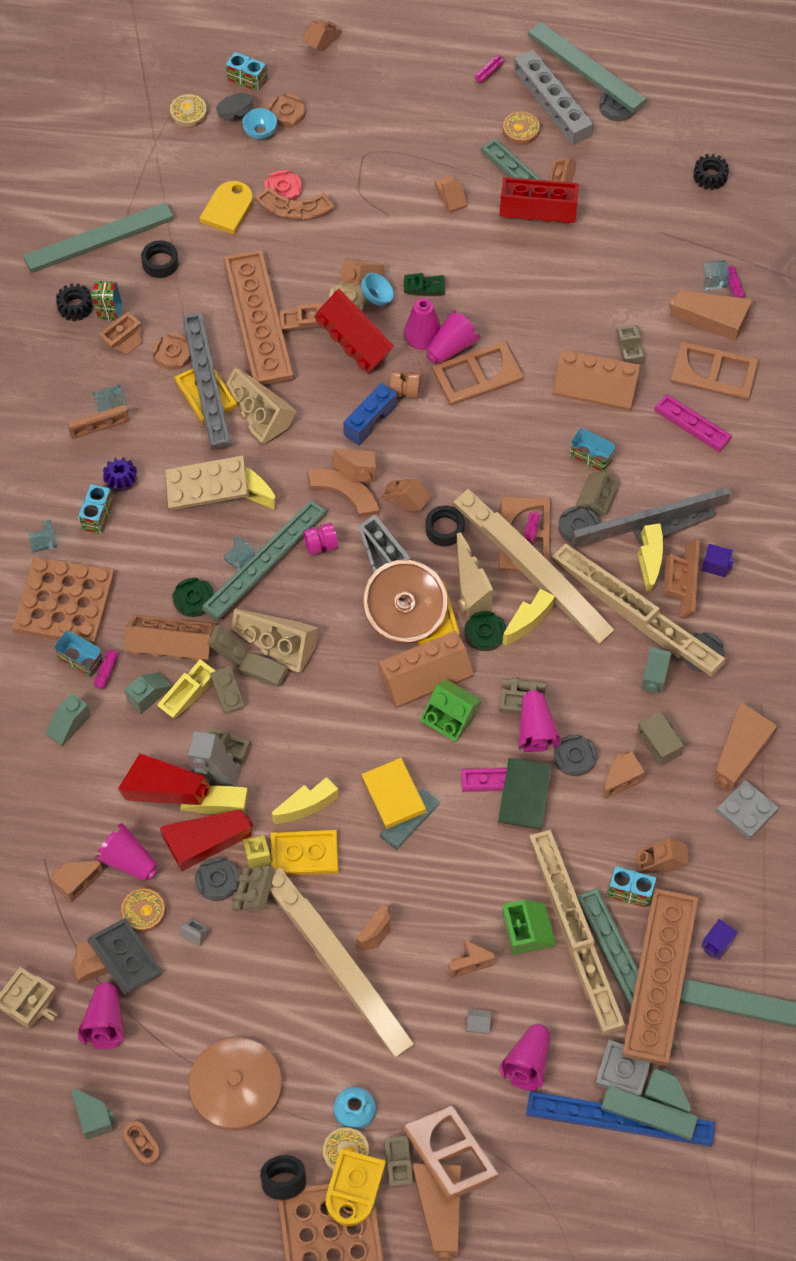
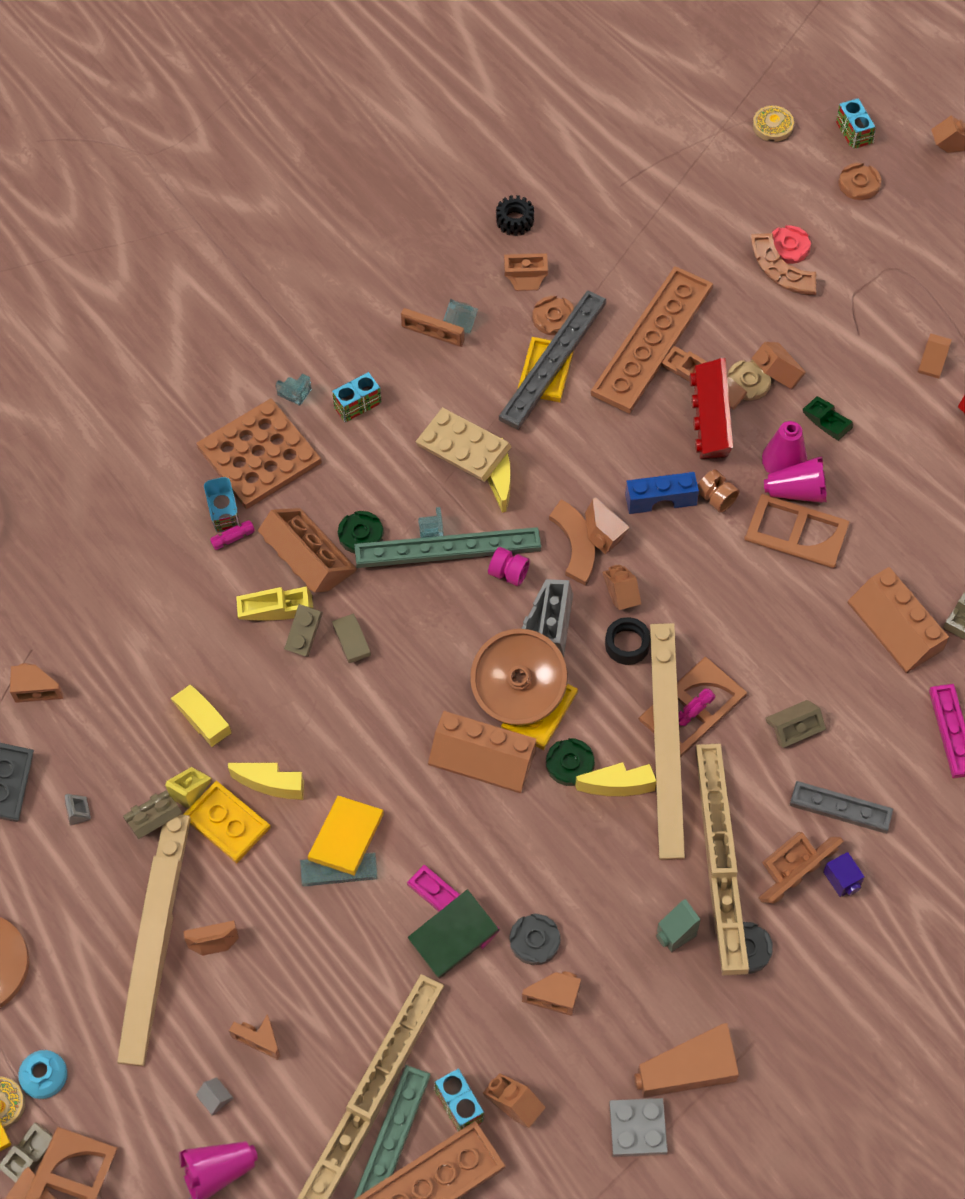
camera: 45 degrees right, 0 degrees up
(68, 719) = (161, 550): sand green slope -> none
(98, 237) = (591, 177): sand green tile -> none
(106, 300) = (538, 231): piece -> none
(120, 474) = (405, 383): dark purple gear -> none
(127, 855) = (86, 698): dark pink cone -> none
(143, 909) = (57, 756): tile -> none
(146, 691) = (243, 578): sand green slope -> none
(156, 247) = (620, 217): black tyre -> none
(163, 783) = (171, 663): red slope -> none
(205, 836) = (161, 738): red slope -> none
(210, 760) = (221, 679): light grey wedge -> none
(217, 879) = (137, 781): dark grey tile -> none
(227, 208) = (723, 228): yellow tile -> none
(227, 646) = (339, 593): dark tan plate -> none
(234, 105) = (814, 145): dark grey tile -> none
(236, 746) = (259, 677): dark tan slope -> none
(259, 118) = (821, 169): medium azure piece -> none
(263, 409) = (578, 417): tan wedge -> none
(283, 639) = (393, 625): tan wedge -> none
(379, 287) = (783, 388): medium azure piece -> none
(450, 710) = (467, 804): bright green slope -> none
(474, 585) = (596, 709): tan wedge -> none
(512, 699) = (536, 852): dark tan plate -> none
(527, 926) = (333, 1052): bright green slope -> none
(536, 724) = (522, 879): dark pink cone -> none
(574, 519) = (750, 737): dark grey tile -> none
(592, 442) = (837, 674): medium azure piece -> none
(651, 516) = (819, 783): flat silver tile -> none
(651, 554) = (784, 817): light yellow slope -> none
(660, 738) = (622, 991): dark tan brick -> none

